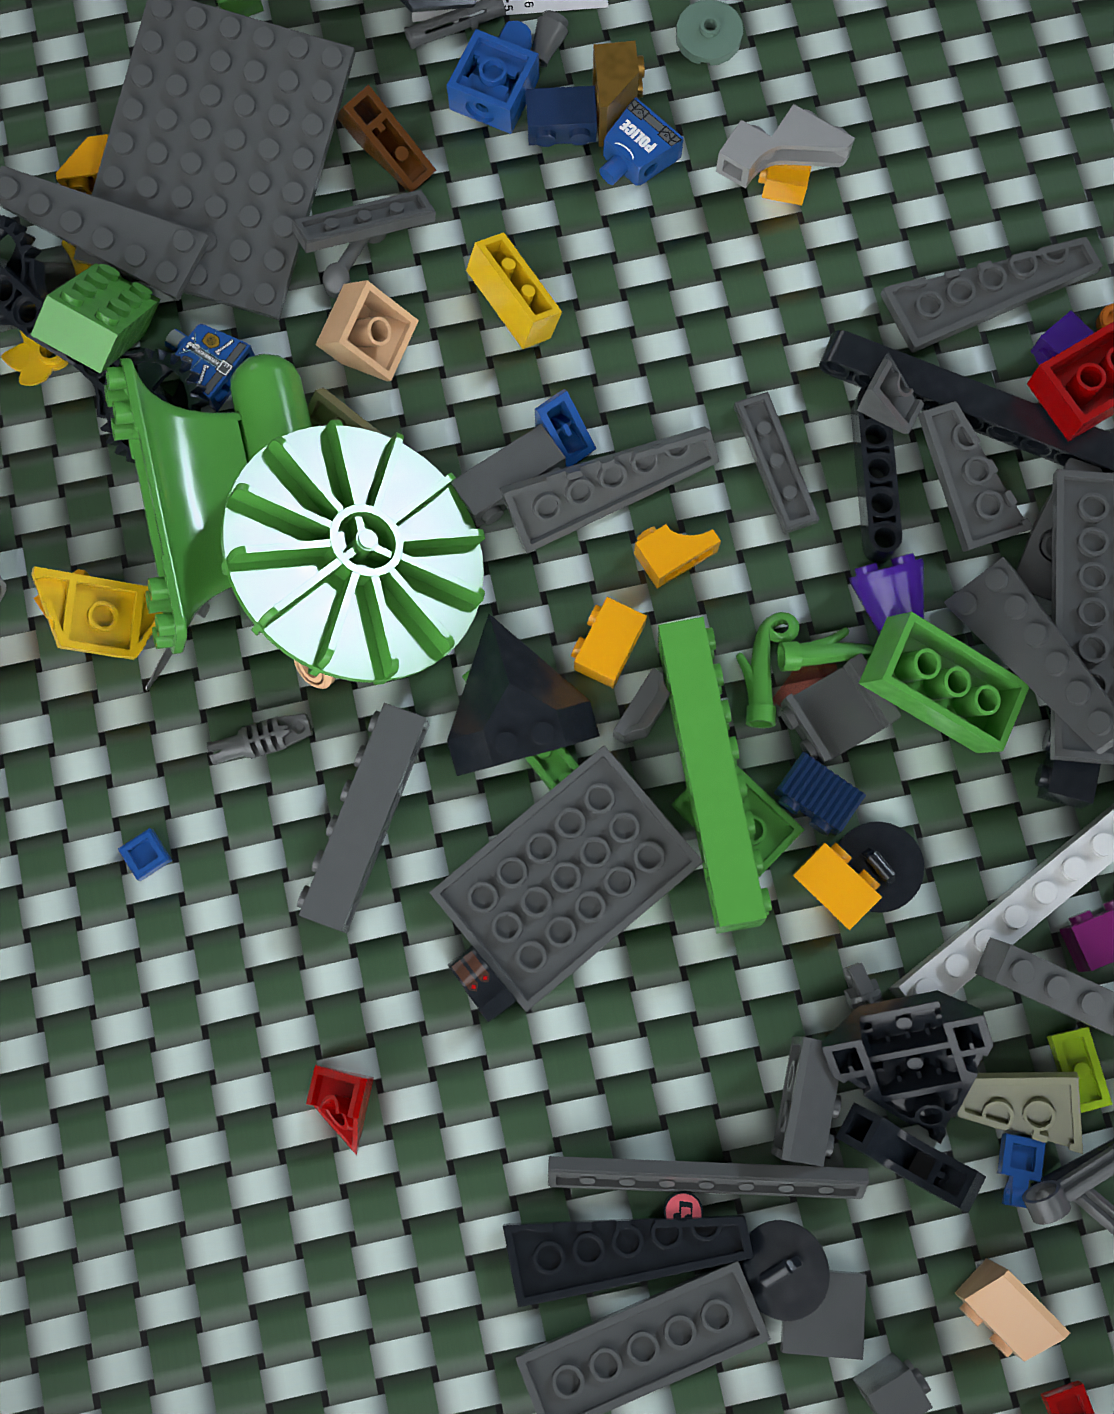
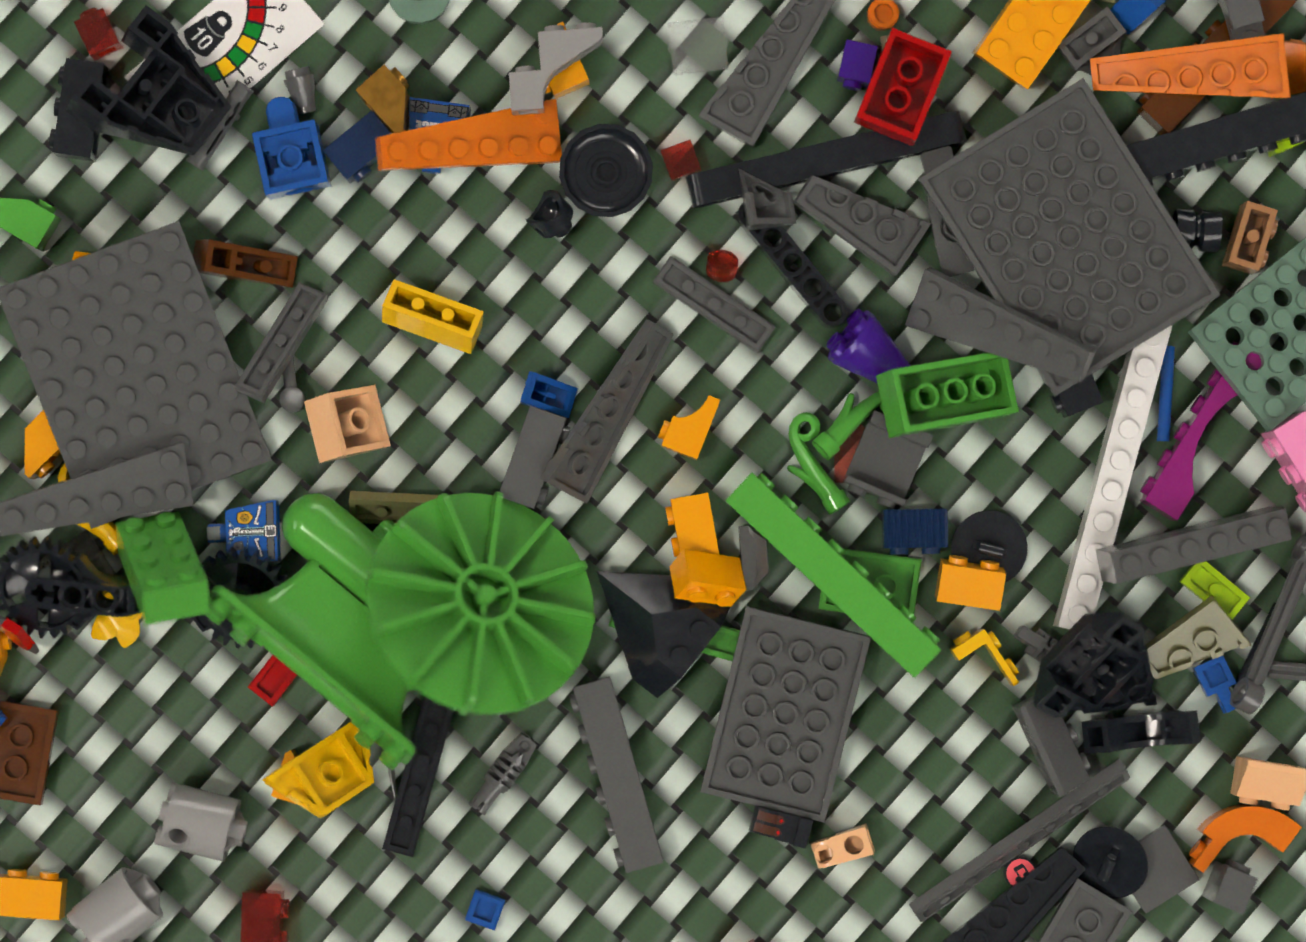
camera: 45 degrees left, 10 degrees up
(122, 507) = (272, 681): none -> red tile
(183, 687) = (418, 778): none -> black tile
(527, 1050) = (843, 847): none -> light nougat leg
(587, 692) = (707, 578): none -> light orange brick
(665, 166) = (475, 141): none -> orange wing
(686, 282) = (551, 216): none -> black piece
(764, 274) = (606, 170): none -> black hat
(793, 941) = (967, 643): none -> yellow bracket
(809, 429) = (721, 265): none -> clear red tile
(837, 315) = (680, 160): none -> clear red plate
(924, 237) = (698, 45): none -> clear piece
(973, 1352) = (1237, 821): none -> orange arch

